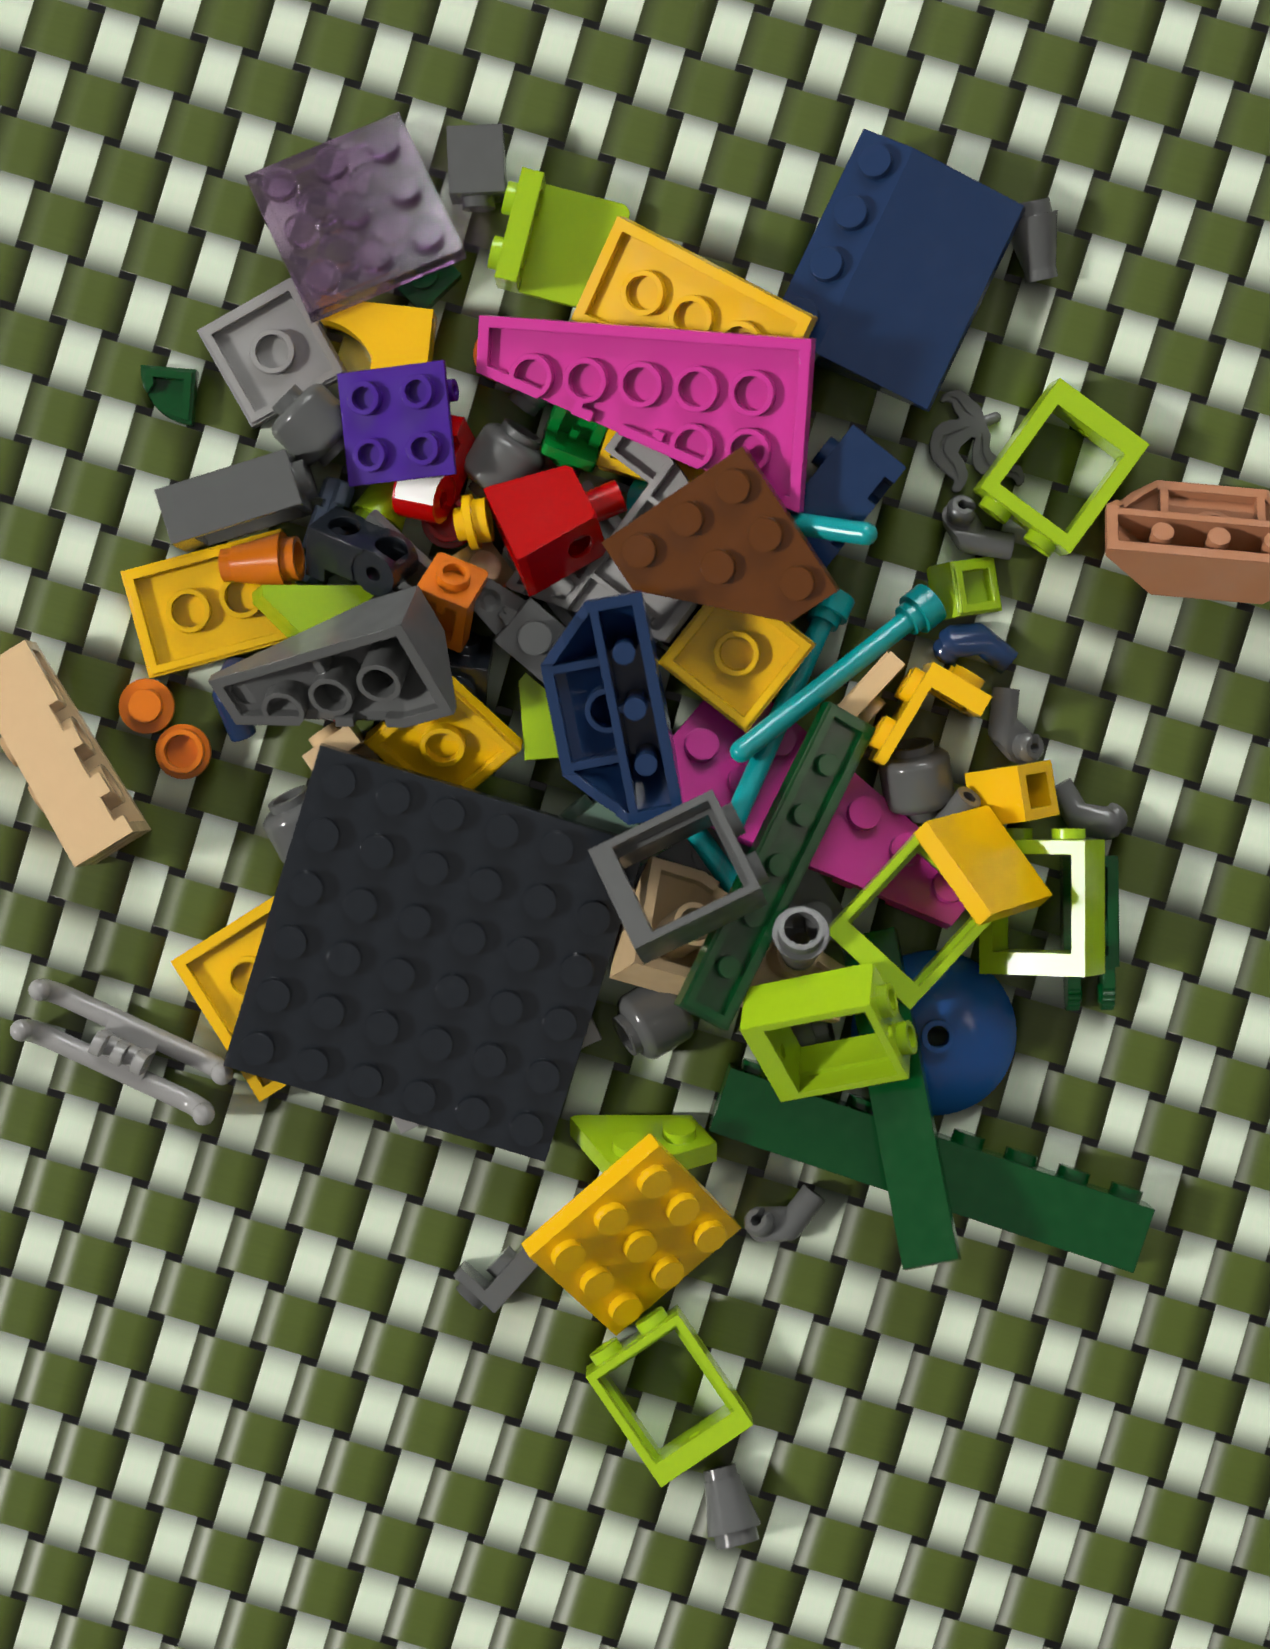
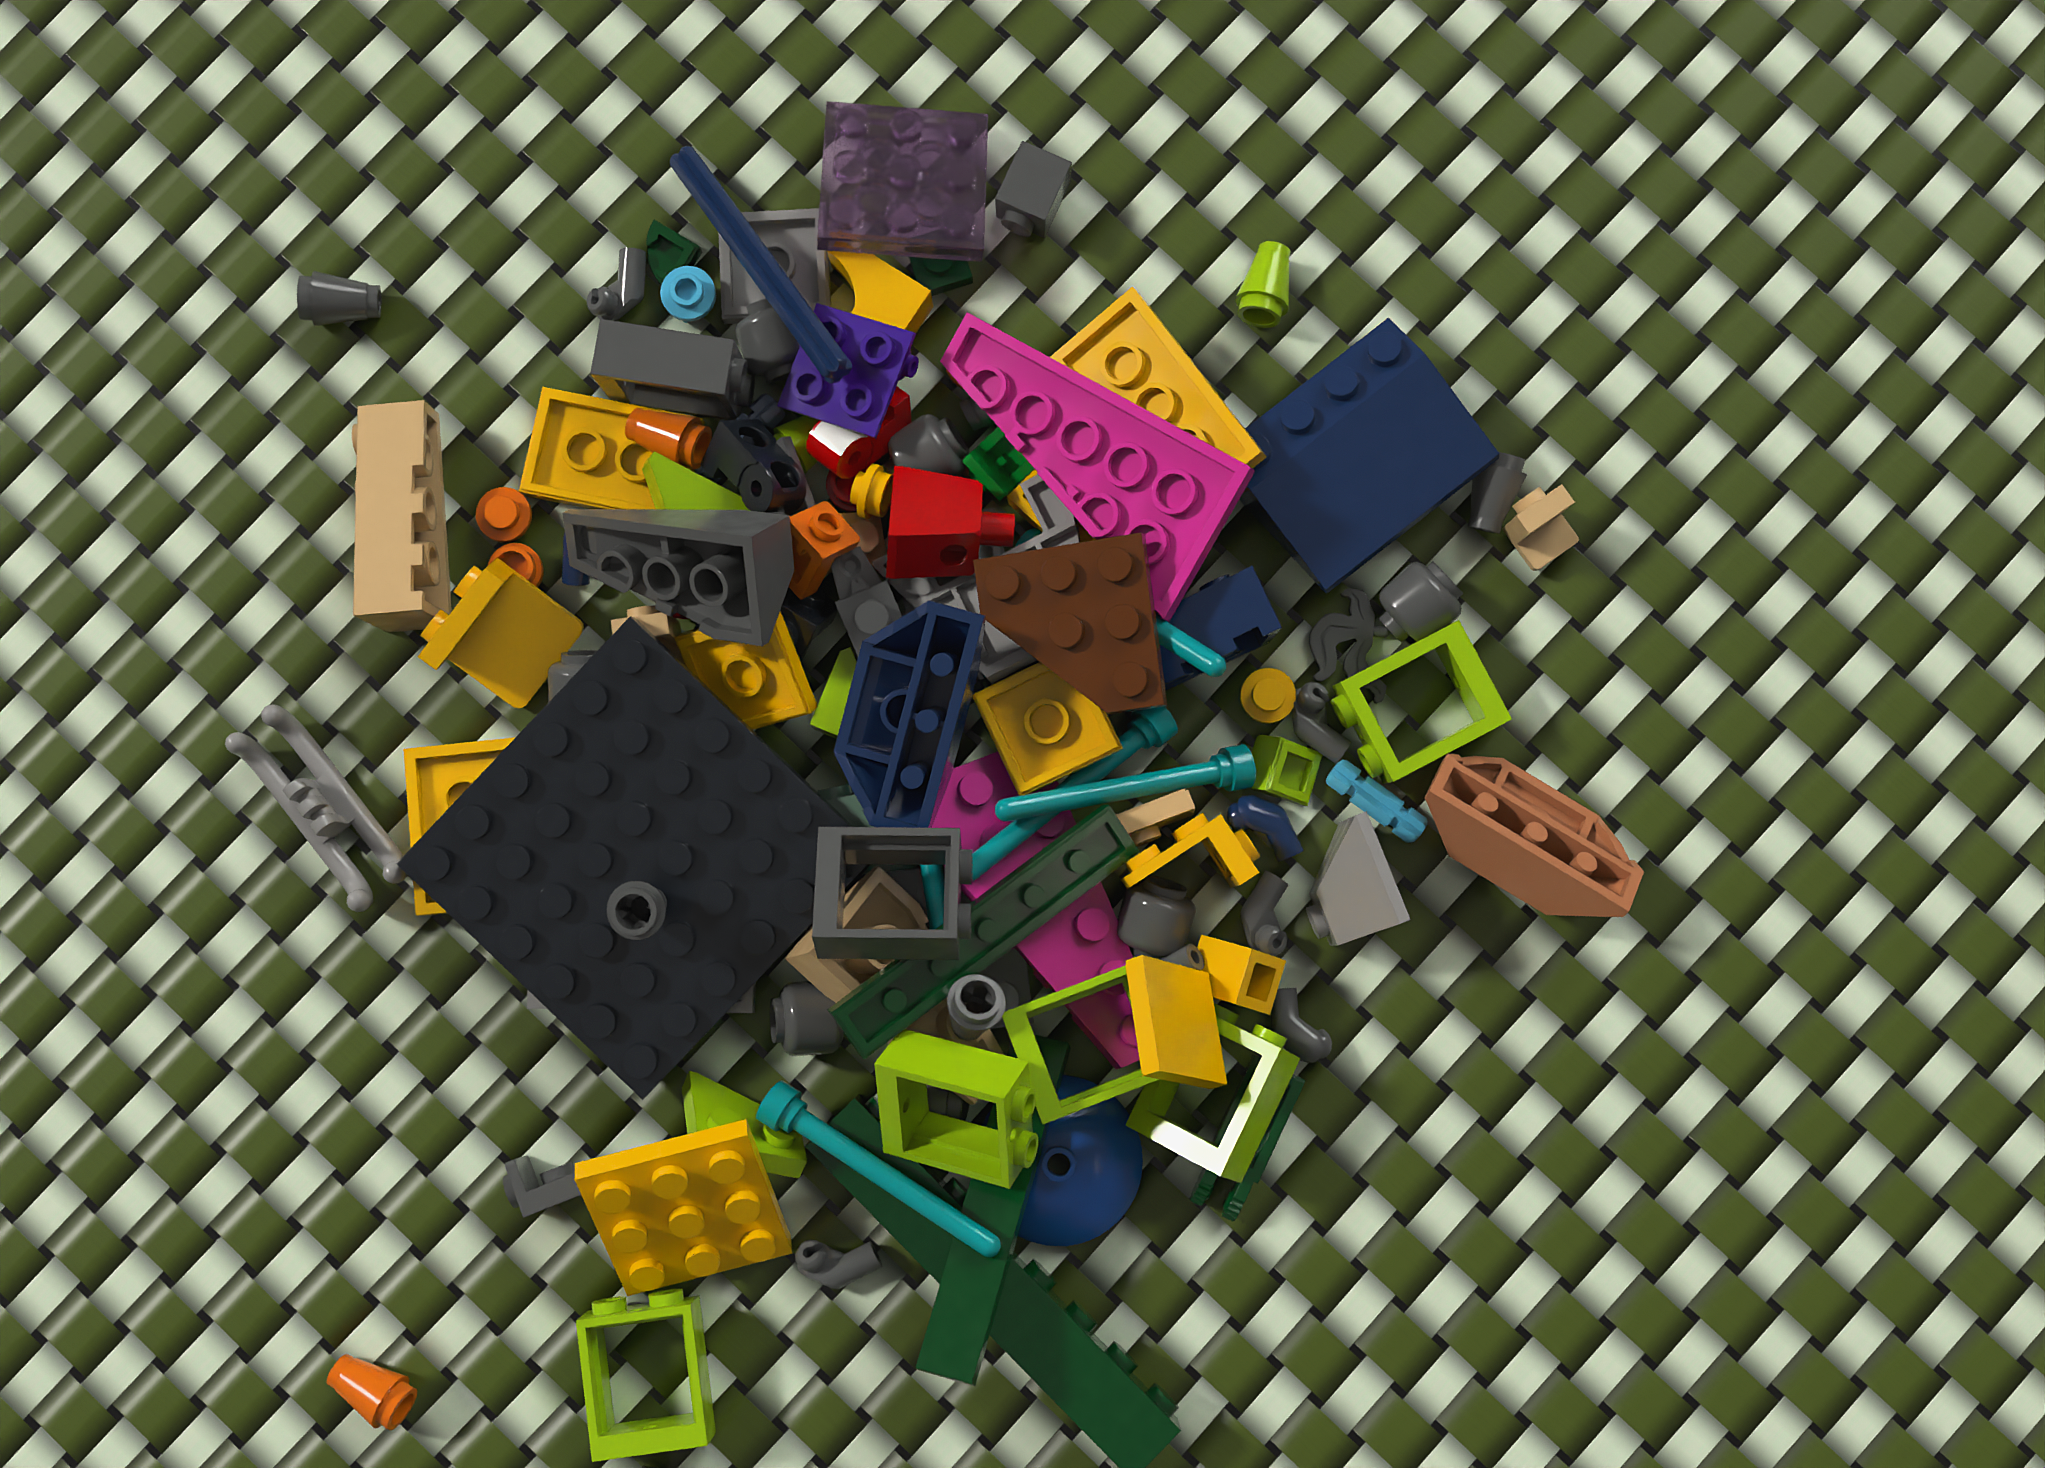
camera: 30 degrees right, 5 degrees down
(148, 447) = (626, 292): none -> dark grey arm
(206, 815) = (501, 633): none -> yellow bracket
(210, 420) = (688, 293): none -> medium azure plate
(266, 362) = (761, 265): none -> dark blue axle
(437, 1524) = (373, 1391): none -> orange cone
(463, 1013) = (625, 913): none -> dark grey cone
(550, 239) = (1061, 280): lime bracket -> none
(677, 1109) = (786, 1111): none -> teal piece
(735, 151) = (1265, 289): none -> lime cone
(919, 528) = (1268, 695): none -> yellow plate
(1015, 376) = (1419, 602): none -> dark grey head
(1062, 575) = (1377, 801): none -> medium azure axle
(1079, 664) = (1354, 886): none -> light grey slope
(1093, 252) = (1540, 528): none -> tan bracket

